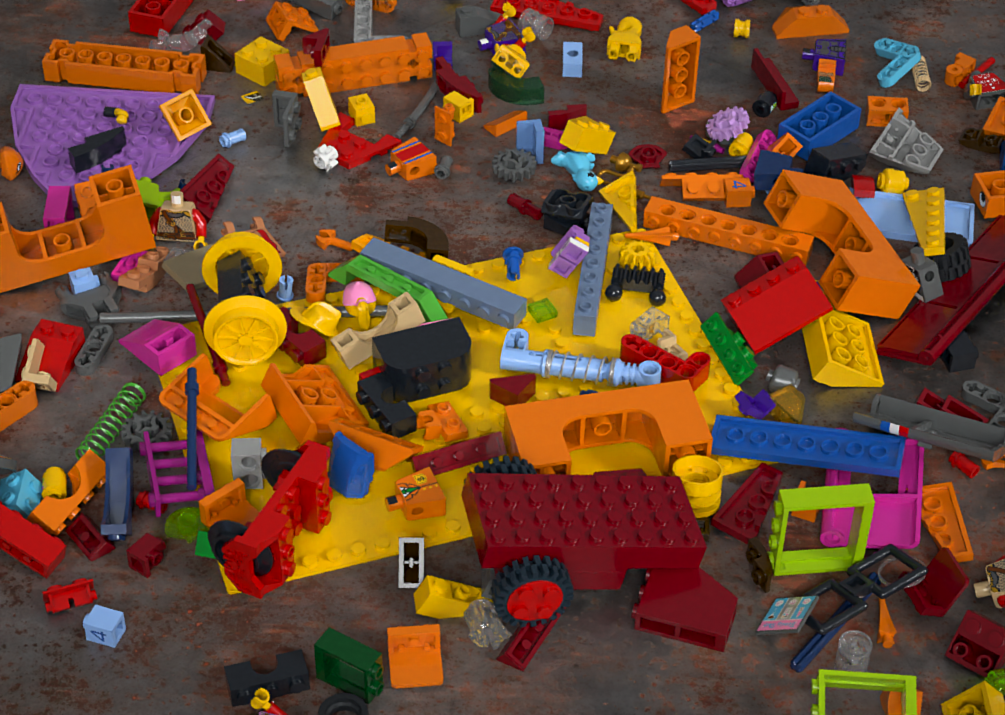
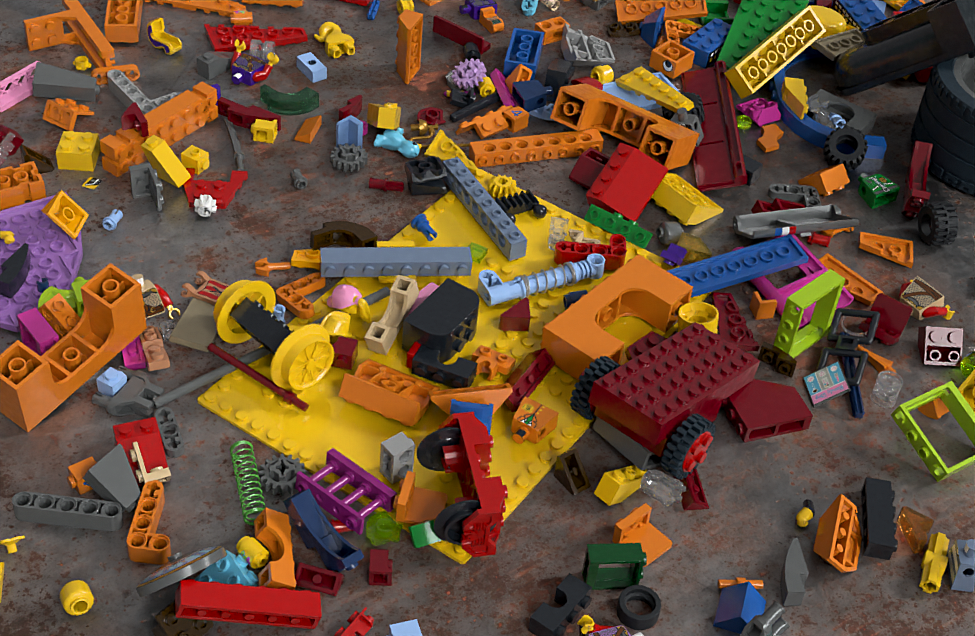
camera: 40 degrees left, 0 degrees up
(161, 345) = (228, 401): dark pink slope -> none
(191, 392) = (310, 422): dark blue bar -> none
(208, 186) = (131, 259): dark red wing -> none
(214, 415) = (325, 435): orange windscreen -> none
(390, 282) = (350, 274): bright green slope -> none
(411, 160) = (272, 182): orange torso -> none
(443, 124) = (275, 146): orange hinge -> none
(511, 59) = (276, 81): yellow hips -> none
(569, 251) = (461, 201): medium lavender hips -> none
(660, 236) = (497, 168): orange piece -> none

